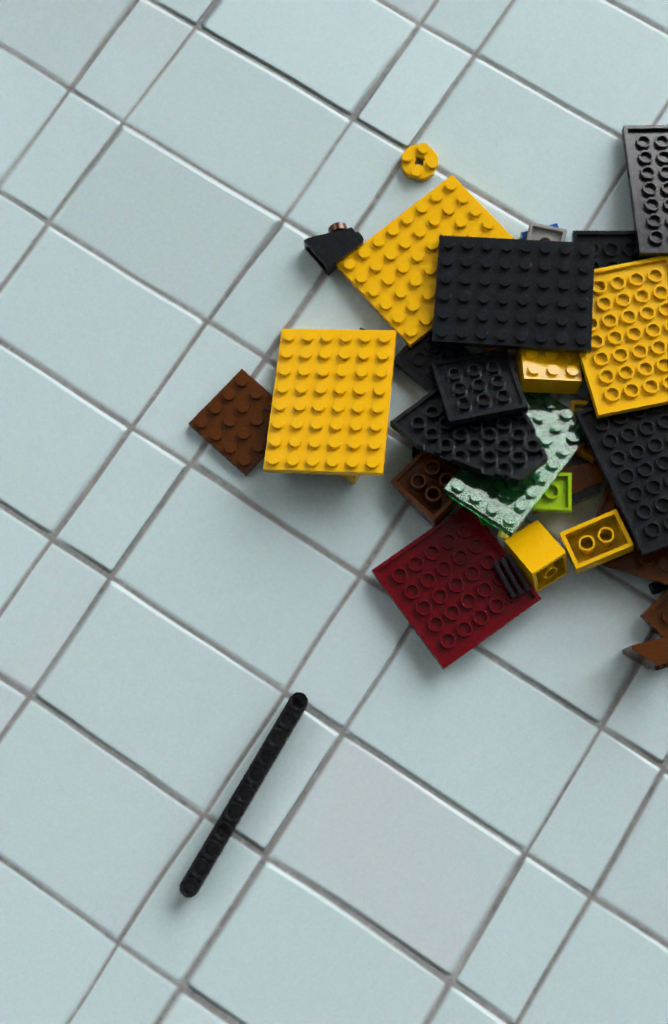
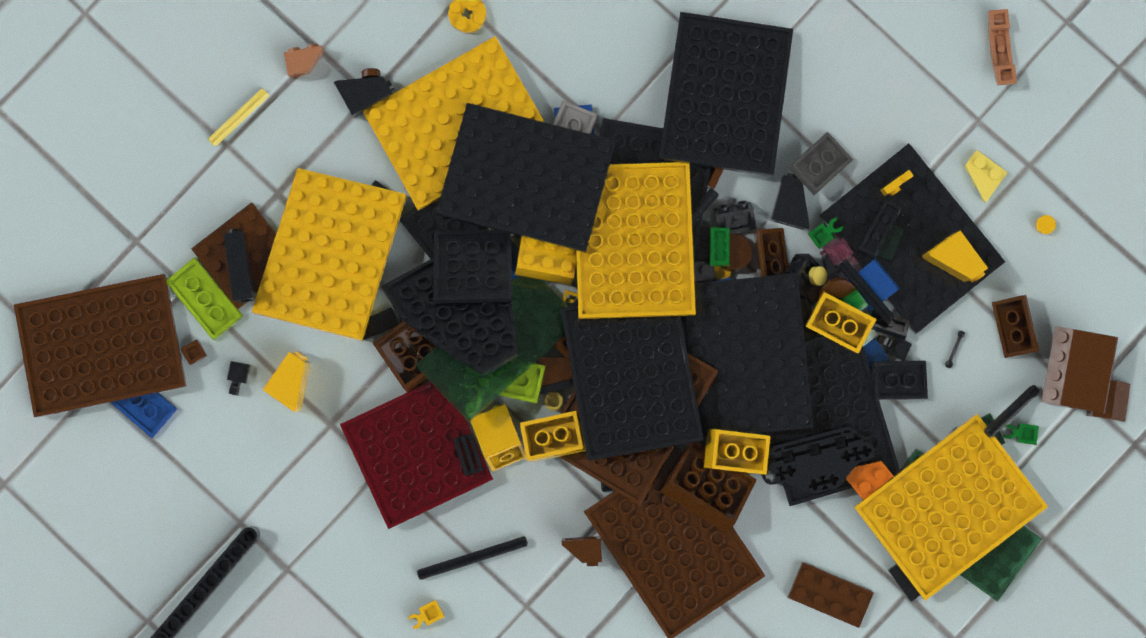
camera: 10 degrees right, 10 degrees up
(110, 534) = (99, 345): none -> reddish brown plate
(164, 587) = (147, 411): none -> blue tile
(208, 524) = (194, 352): none -> reddish brown plate
(209, 470) = (204, 298): none -> lime tile
(215, 292) = (238, 117): none -> light yellow axle
(243, 428) = (239, 266): none -> black slope
(256, 540) = (238, 374): none -> black plate
(269, 228) = (302, 61): none -> nougat slope
(311, 534) = (290, 381): none -> yellow slope
(393, 464) = (380, 323): none -> black tile
(502, 751) = (429, 613): none -> yellow plate
(534, 685) = (472, 558): none -> black axle
(583, 511) = (553, 401): none -> light yellow tile

